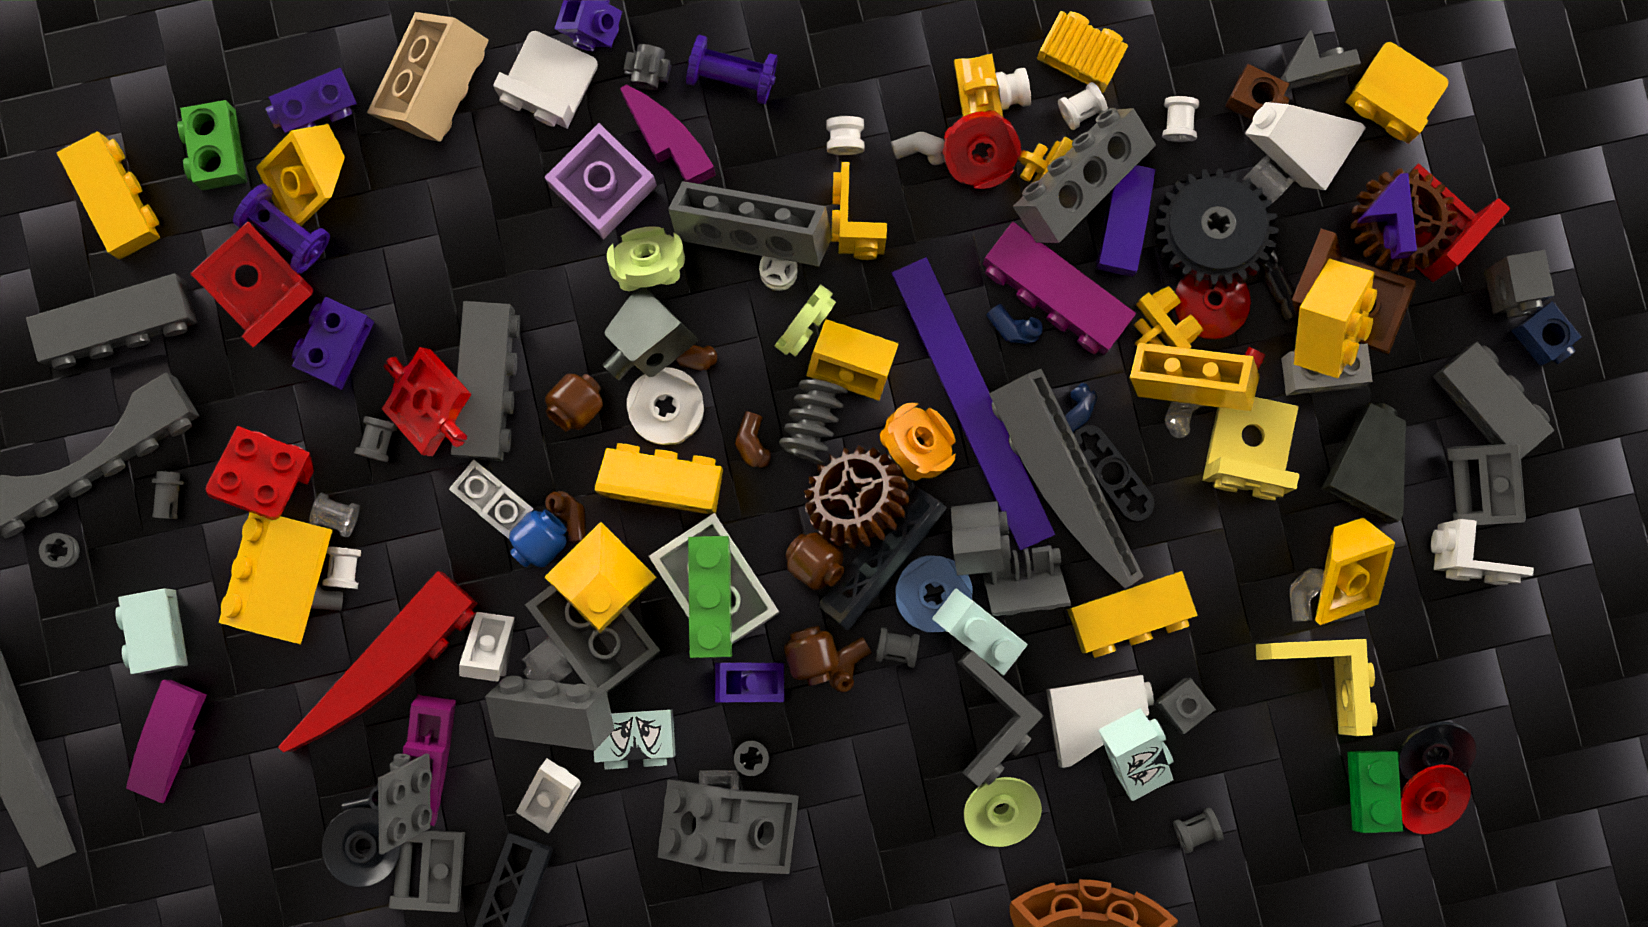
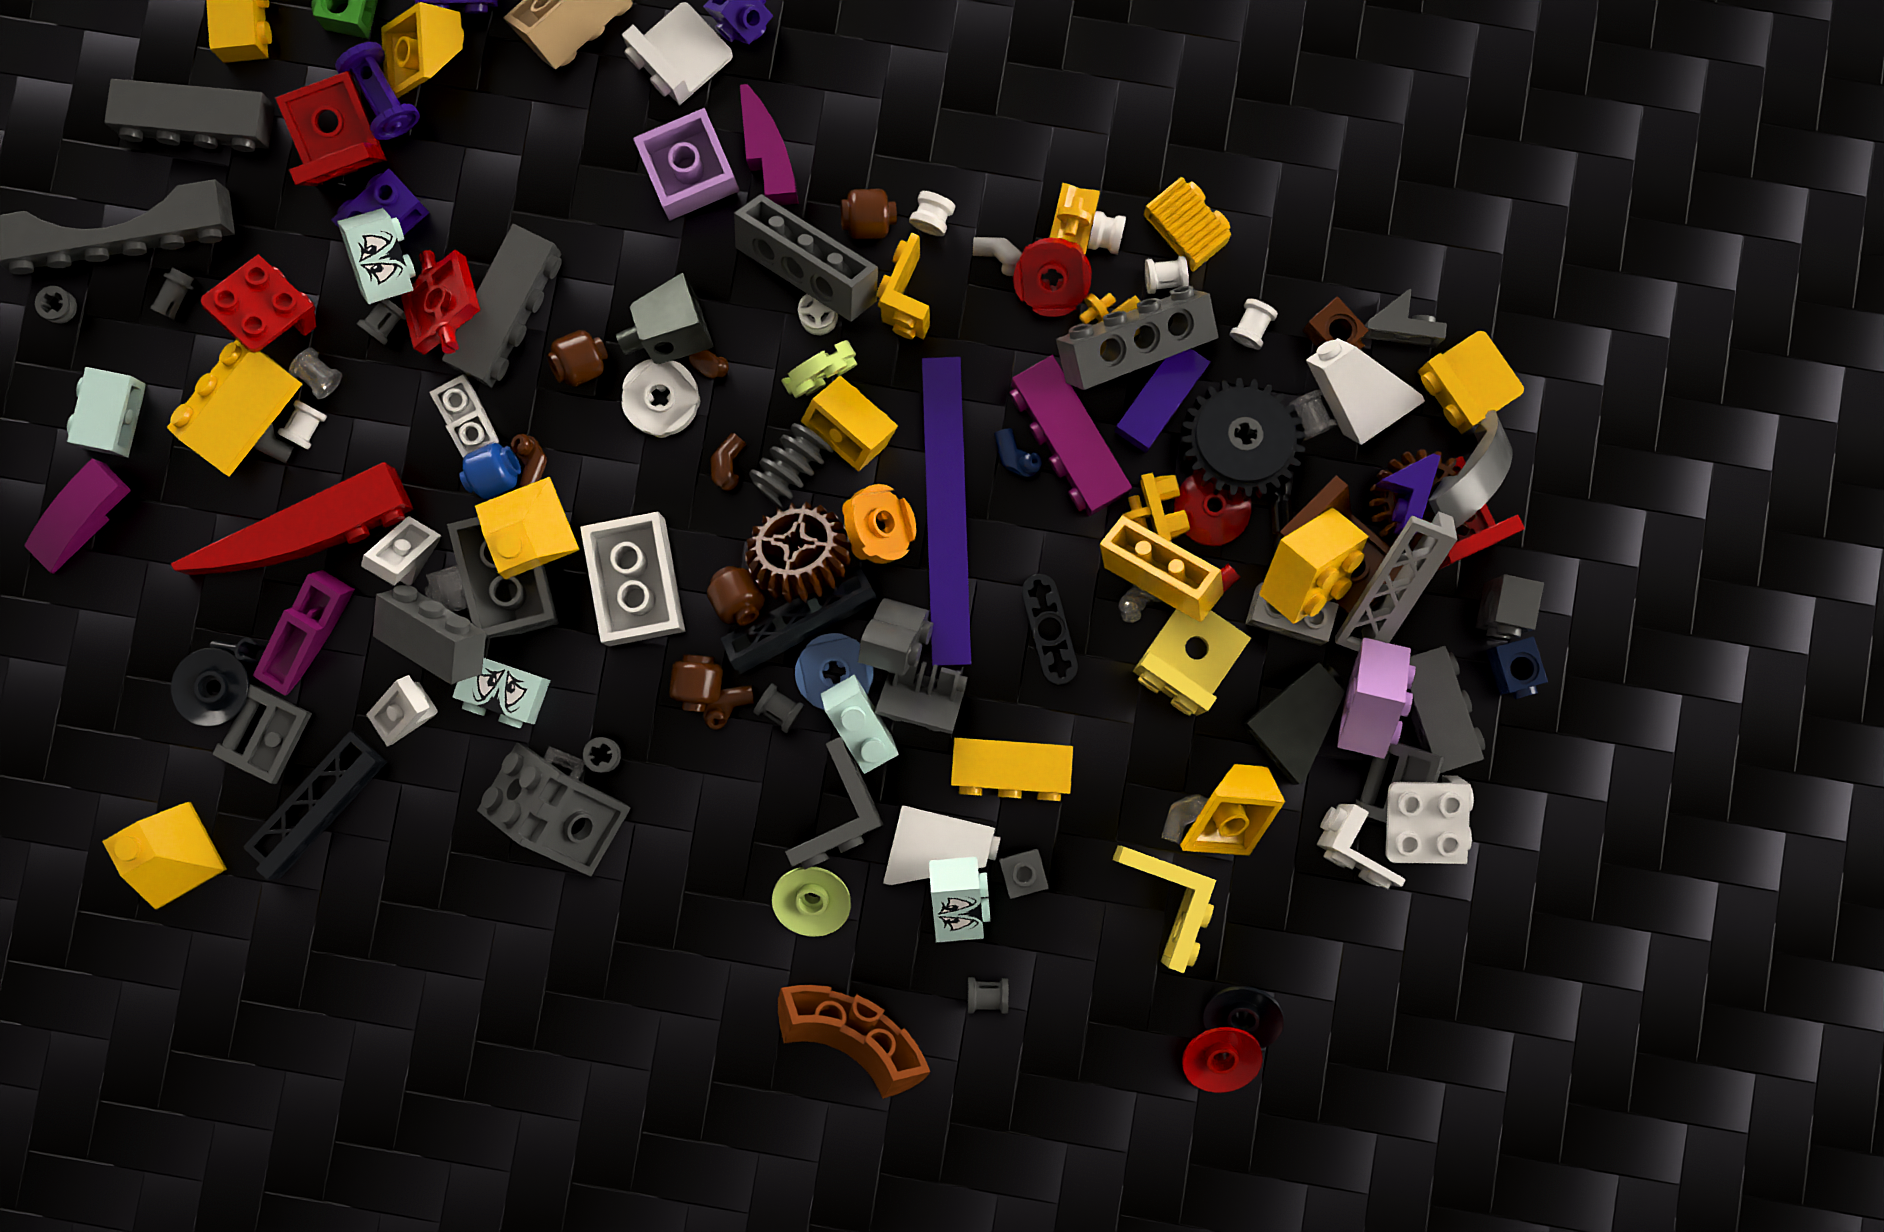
camera: 30 degrees right, 0 degrees up
(351, 382) = (376, 255): none -> light aqua brick
(404, 801) = (259, 659): dark grey hinge -> none
(634, 271) = (713, 259): yellowish green plate -> none
(647, 67) = (775, 77): dark grey gear -> none
(660, 479) = (624, 461): yellow slope -> none
(710, 597) = (617, 586): bright green brick -> none
(731, 69) = (851, 109): dark purple hose -> none
(749, 682) = (626, 683): dark purple slope -> none
(786, 159) = (867, 214): none -> reddish brown head
(1062, 472) = (1001, 608): dark grey slope -> none
(1082, 411) = (1043, 560): dark blue arm -> none
(1375, 791) = (1169, 1029): green brick -> none
(1423, 304) = (1408, 585): none -> light grey fence
(1437, 415) = (1376, 698): none -> lavender brick
(1441, 200) = (1480, 476): none -> dark grey slope
(1530, 506) = (1429, 821): none -> white bracket

